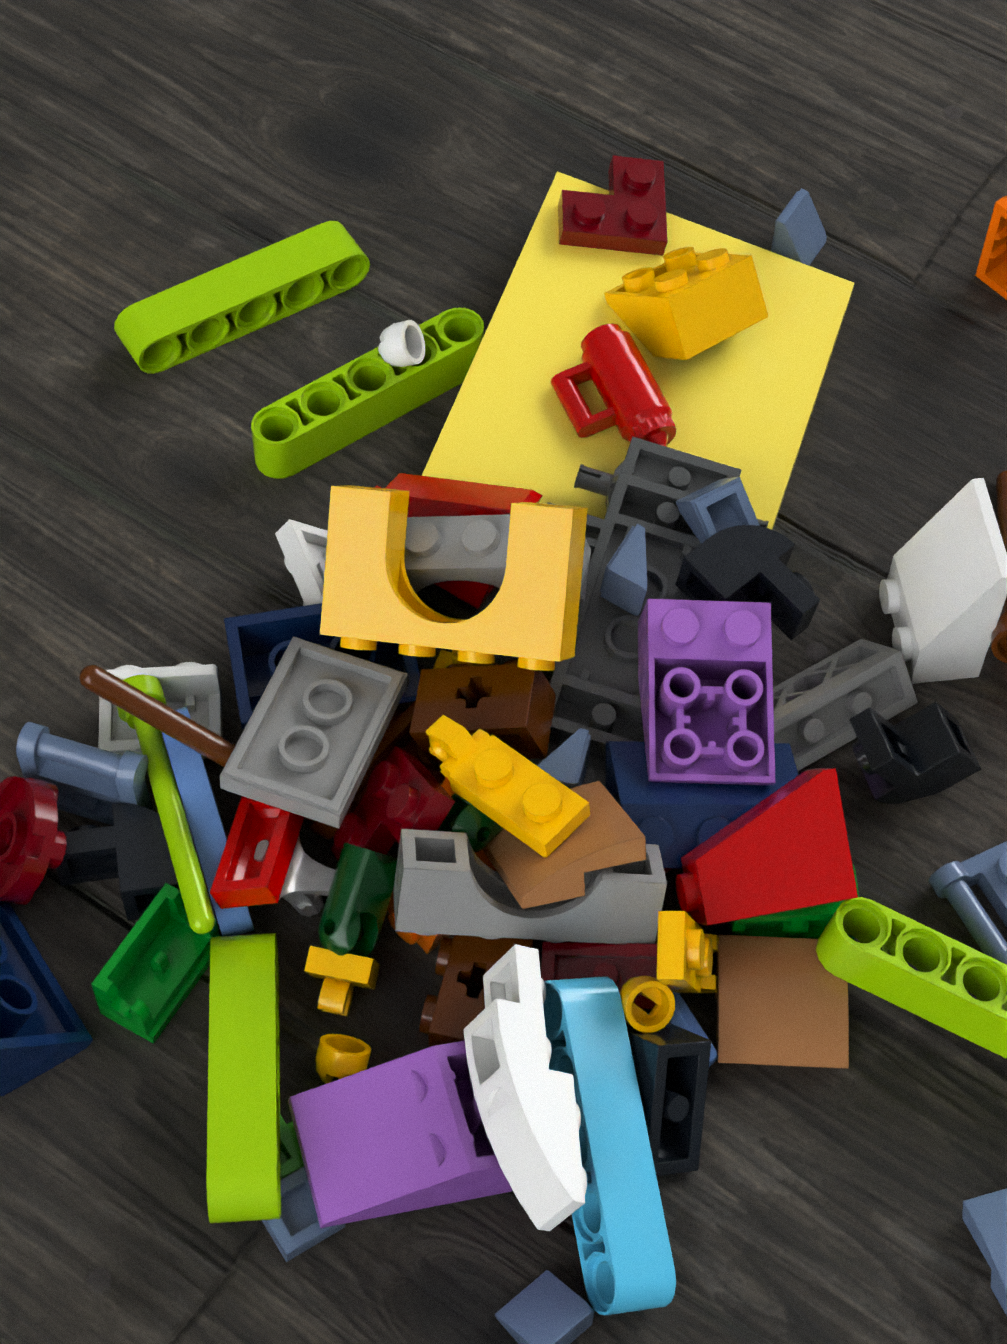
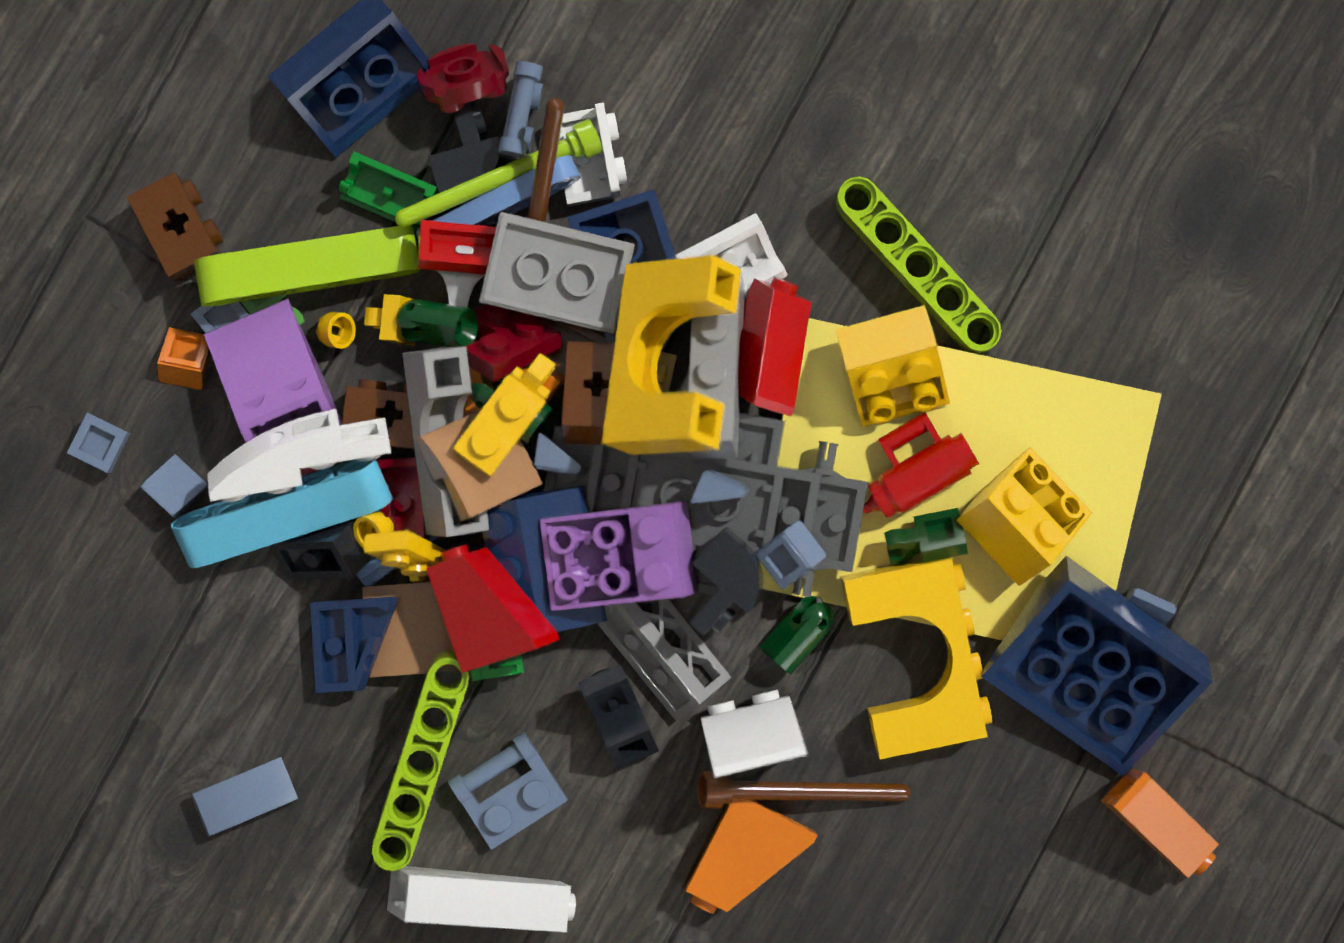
camera: 85 degrees right, 30 degrees up
(125, 1295) = (155, 210): none -> reddish brown brick
(241, 297) = (1009, 145): lime beam -> none
(352, 1283) = (183, 359): none -> orange slope
(402, 344) = (942, 287): white hinge -> none
(492, 390) = (893, 366): none -> yellow slope
(624, 220) = (1114, 461): dark red plate -> none
(699, 392) = (934, 535): none -> dark green plate
(794, 1083) = (348, 640): none -> dark blue wing
(819, 558) = (799, 633): none -> dark green piece
(865, 264) = (1097, 667): none -> dark blue slope
(903, 407) = (953, 707): none -> yellow arch

